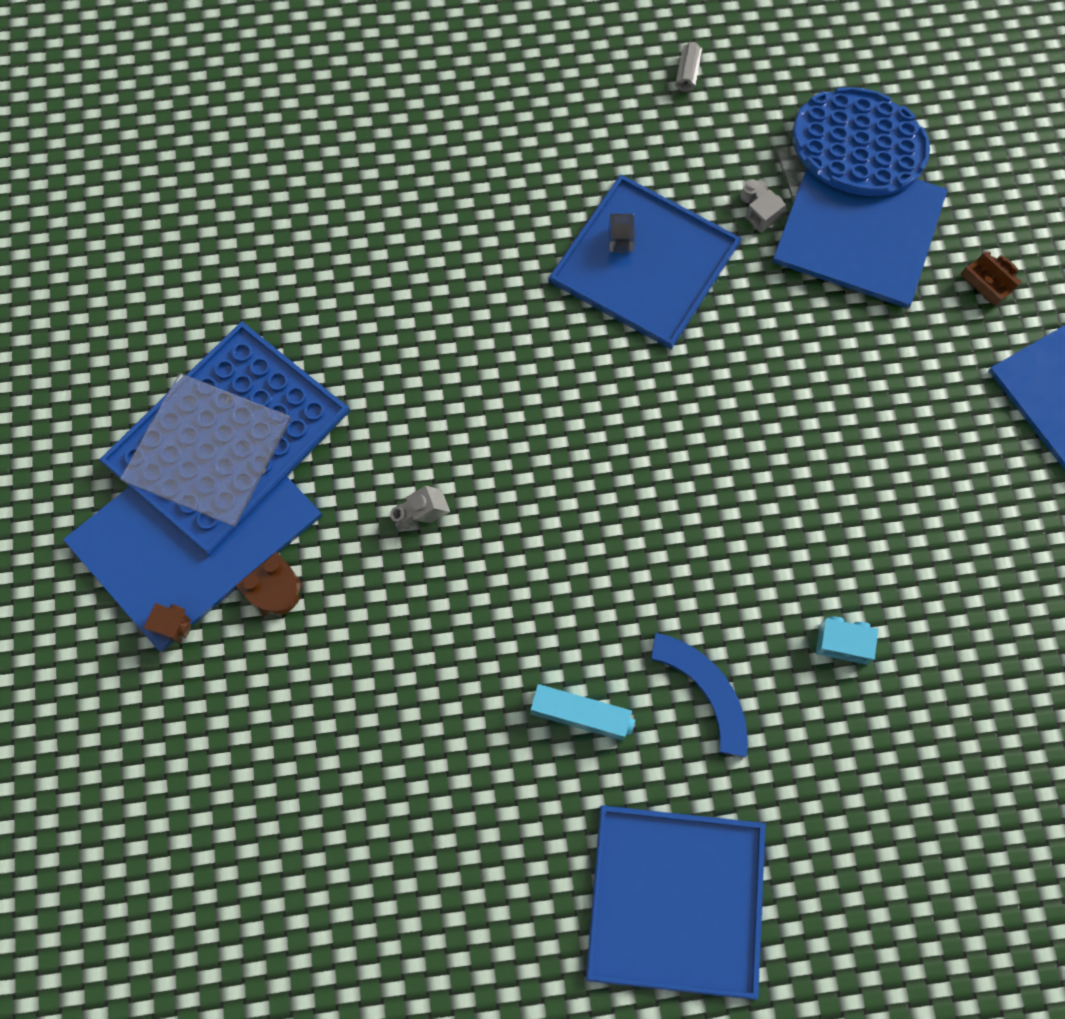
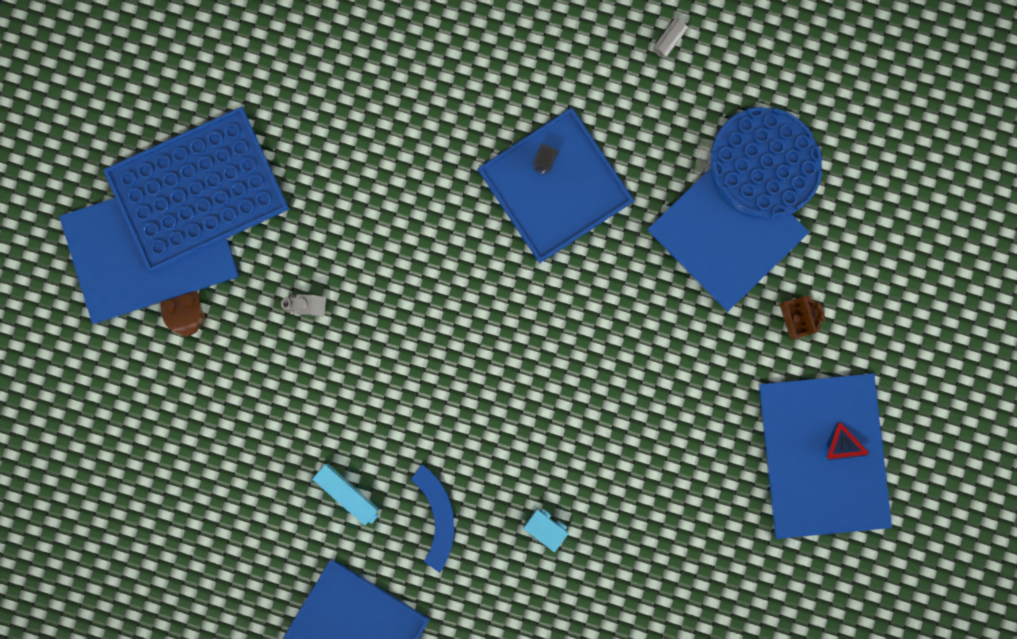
camera: 30 degrees right, 15 degrees up
(168, 622) = (104, 310): reddish brown brick -> none
(206, 449) = (177, 195): clear piece -> none
(765, 205) = (665, 185): light grey brick -> none

